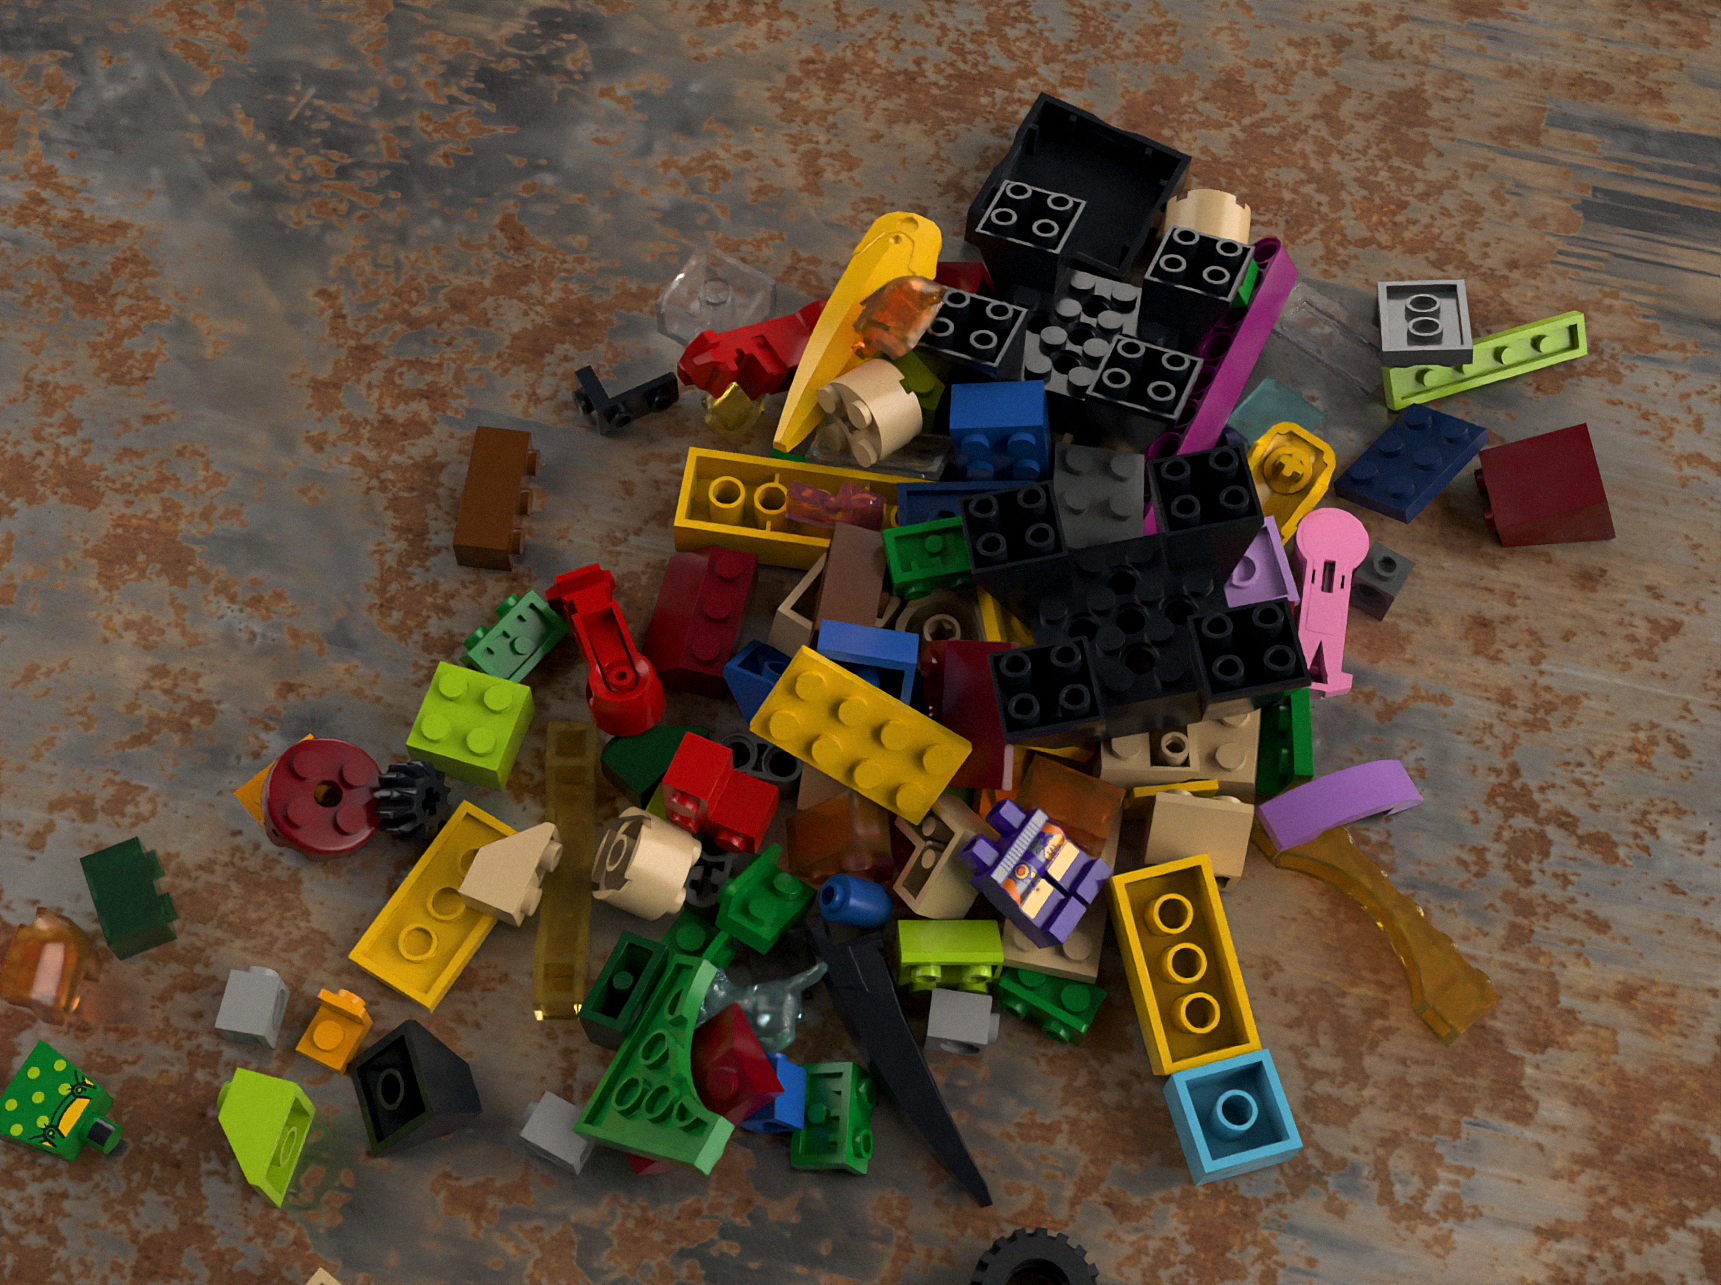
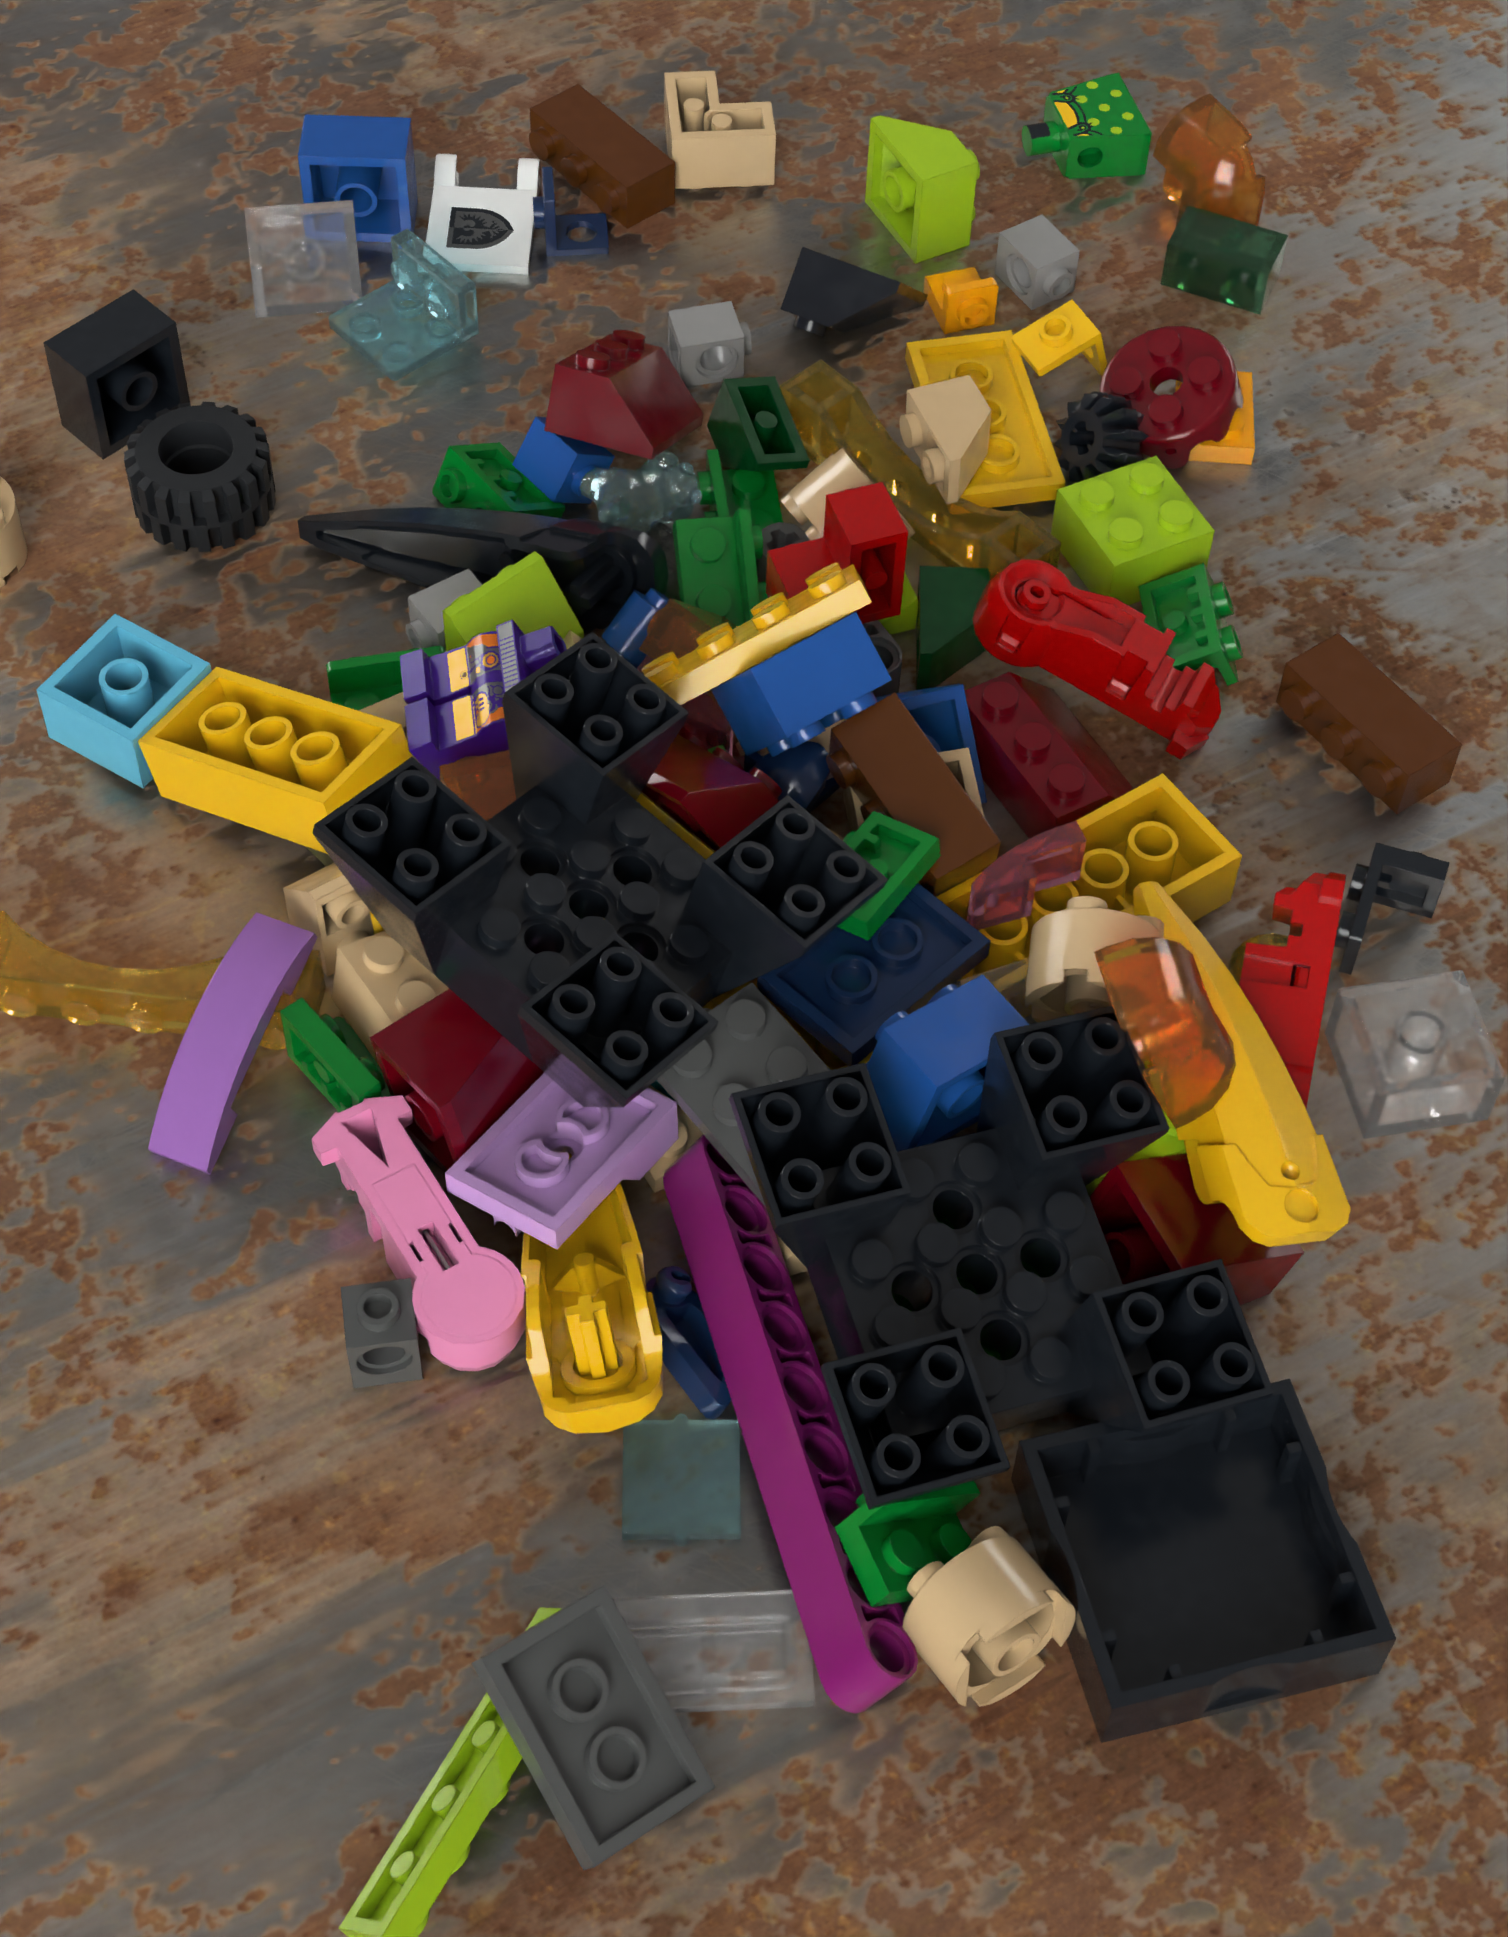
camera: 140 degrees right, 10 degrees down
(337, 909) = (1059, 338): none -> yellow bracket
(648, 1091) = (651, 336): green plate -> none
(1411, 462) = (457, 1523): dark blue plate -> none
(1545, 490) = (244, 1626): dark red slope -> none

